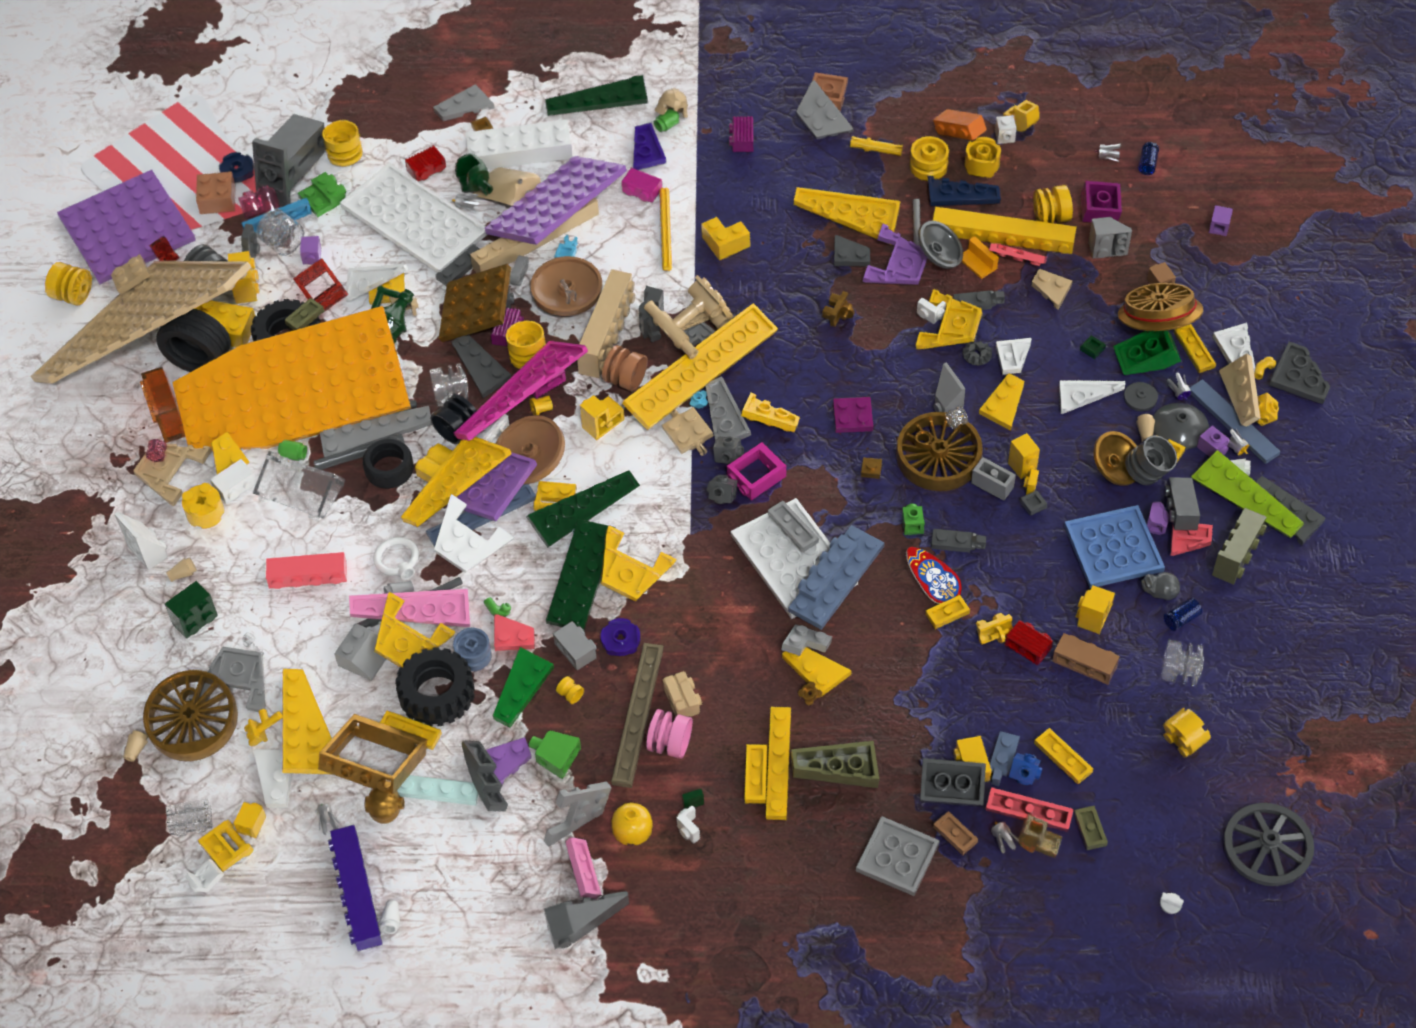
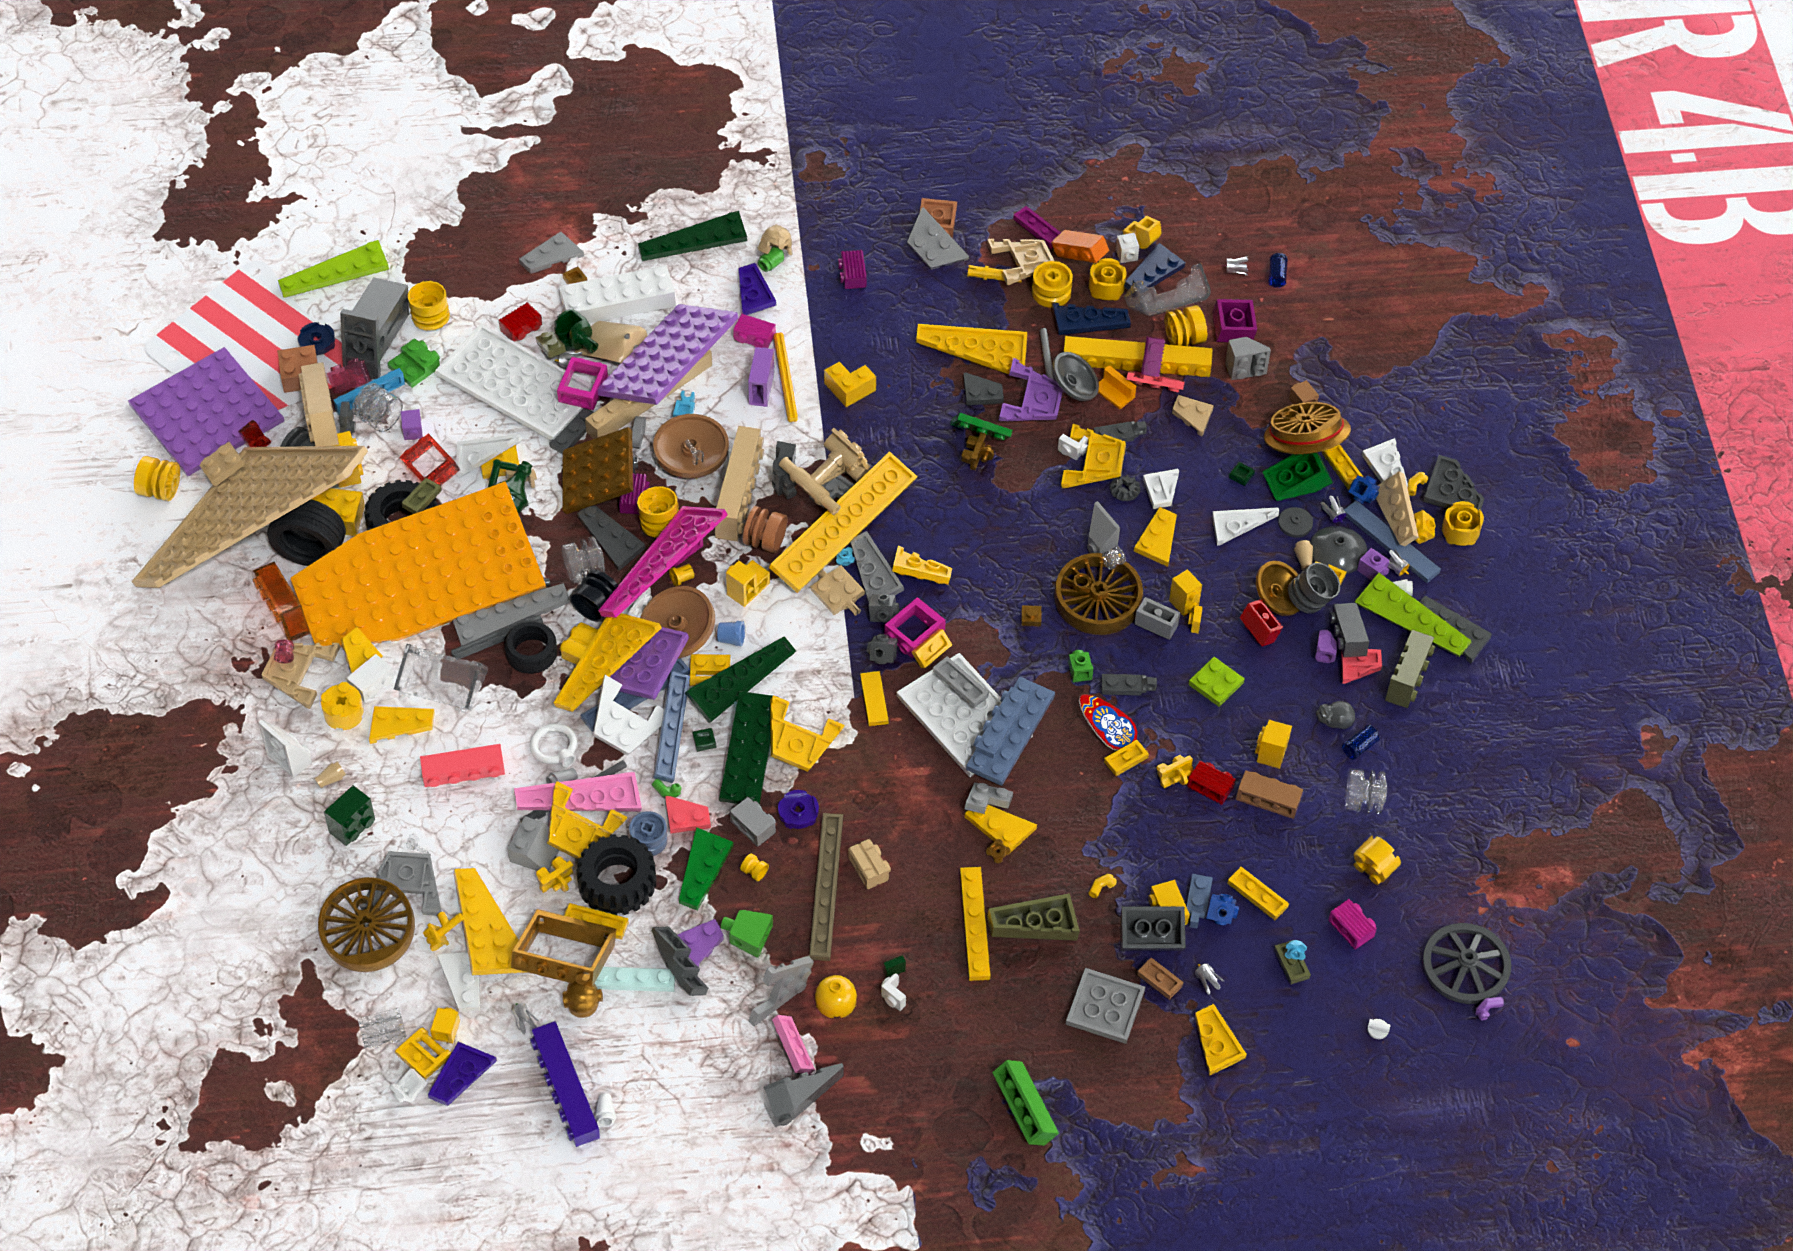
camera: 10 degrees left, 0 degrees up
(135, 744) = (312, 959): tan cone -> none
(223, 225) = (318, 405): none -> tan brick
(252, 523) = (395, 721): none -> yellow wing
(256, 867) = (460, 1072): none -> dark purple wing
(277, 104) = (344, 267): none -> lime wing
(292, 450) = (427, 640): bright green brick -> none
(379, 685) = (558, 878): none -> yellow hips
(450, 185) = (550, 344): none -> olive plate
(474, 237) = (585, 398): none -> dark pink window
(509, 549) = (671, 727): none -> sand blue tile
(540, 563) = (704, 739): none -> dark green tile
(580, 463) = (731, 633): none -> medium blue piece
(641, 226) = (761, 377): none -> medium lavender brick
(664, 733) = (863, 903): bright pink wheel -> none
(708, 536) = (874, 698): none -> yellow tile
(756, 774) = (954, 936): yellow plate -> none
(770, 492) = (931, 648): none -> yellow plate
(804, 947) = (1025, 1103): none -> bright green brick
(841, 284) = (977, 425): none -> green wing
(853, 414) = (1005, 561): magenta plate -> none
(906, 129) = (1027, 255): none -> tan wing
(907, 732) = (1100, 882): none -> yellow arm
(921, 104) = (1036, 225): none -> magenta plate
(1006, 901) = (1217, 1040): none -> yellow wing
(1016, 230) = (1152, 356): none -> magenta brick
(1022, 806) = (1231, 949): coral brick -> none
(1028, 151) = (1156, 267): none -> dark blue wing
(1033, 503) = (1200, 640): dark grey plate -> none
(1036, 837) = (1240, 975): clear yellow brick -> none
(1045, 544) = (1216, 681): none -> lime plate
(1061, 171) = (1189, 291): none -> clear windscreen
(1094, 816) = (1295, 950): none -> medium azure plate
(1095, 490) = (1261, 622): none -> red brick
(1114, 546) = (1285, 678): medium blue plate -> none
(1155, 794) = (1352, 923): none -> dark pink brick
(1211, 369) = (1358, 489): none -> blue brick
(1220, 220) = (1358, 332): medium lavender brick -> none
(1286, 887) = (1486, 1005): none -> medium lavender arm
(1306, 409) = (1462, 524): none -> yellow brick

